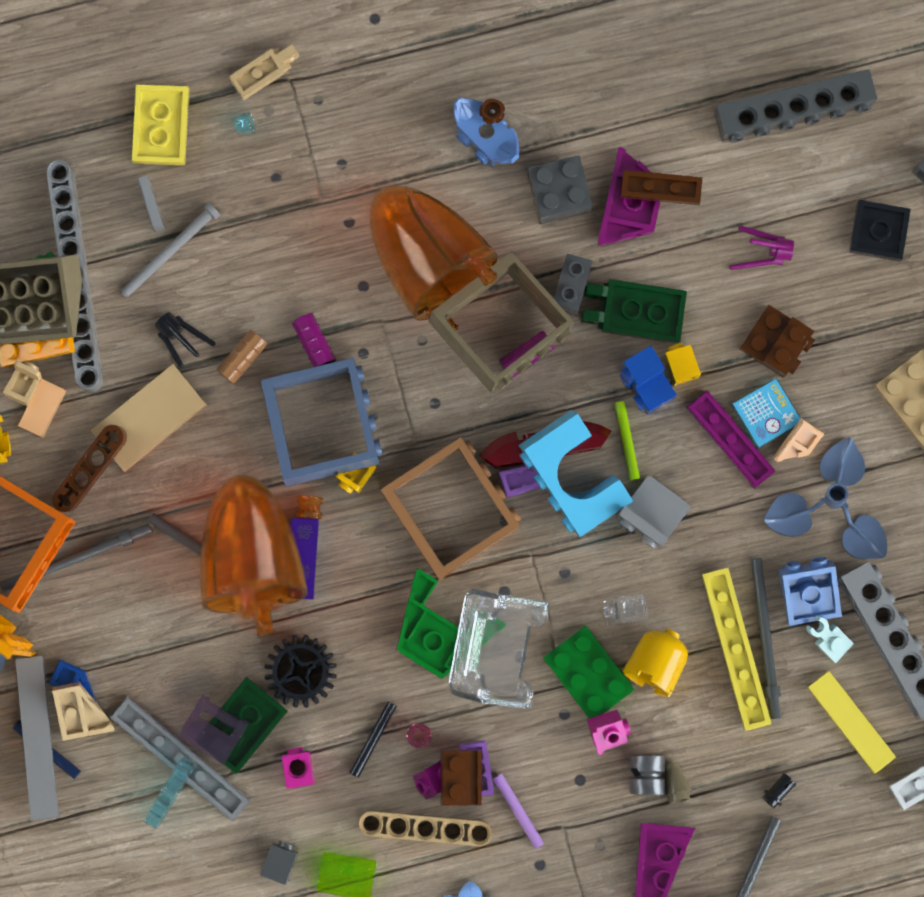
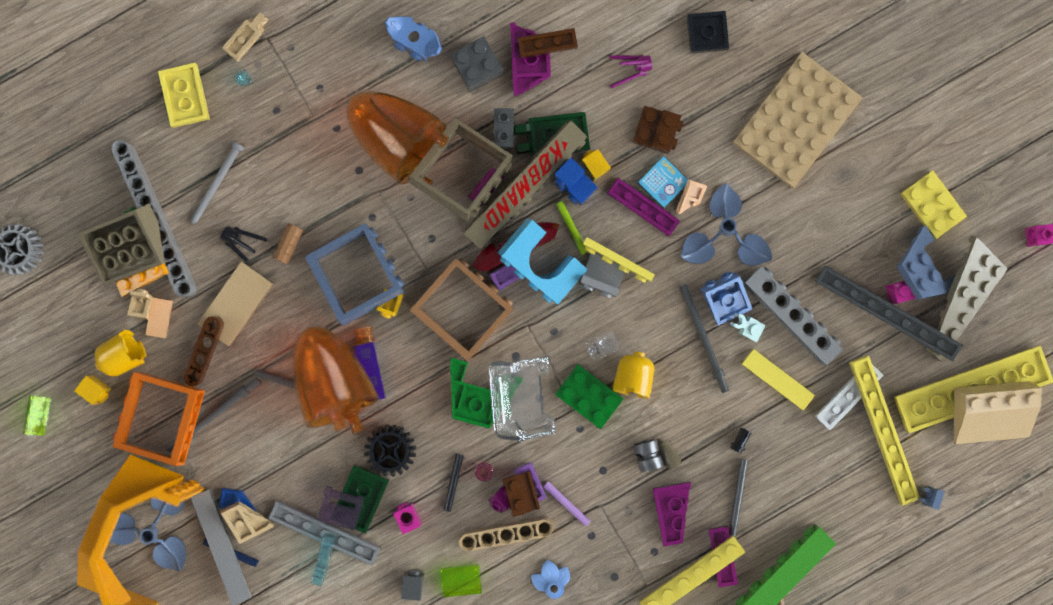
camera: 15 degrees left, 5 degrees up
(151, 204) = (193, 153): light grey tile -> none
(313, 340) = (334, 218): magenta axle -> none
(492, 104) = (413, 16): reddish brown plate -> none
(579, 365) = (524, 184): none -> dark tan brick
(608, 731) = (613, 432): dark pink brick -> none
(668, 492) = (624, 264): none -> light yellow plate
(736, 649) = (686, 351): light yellow plate -> none

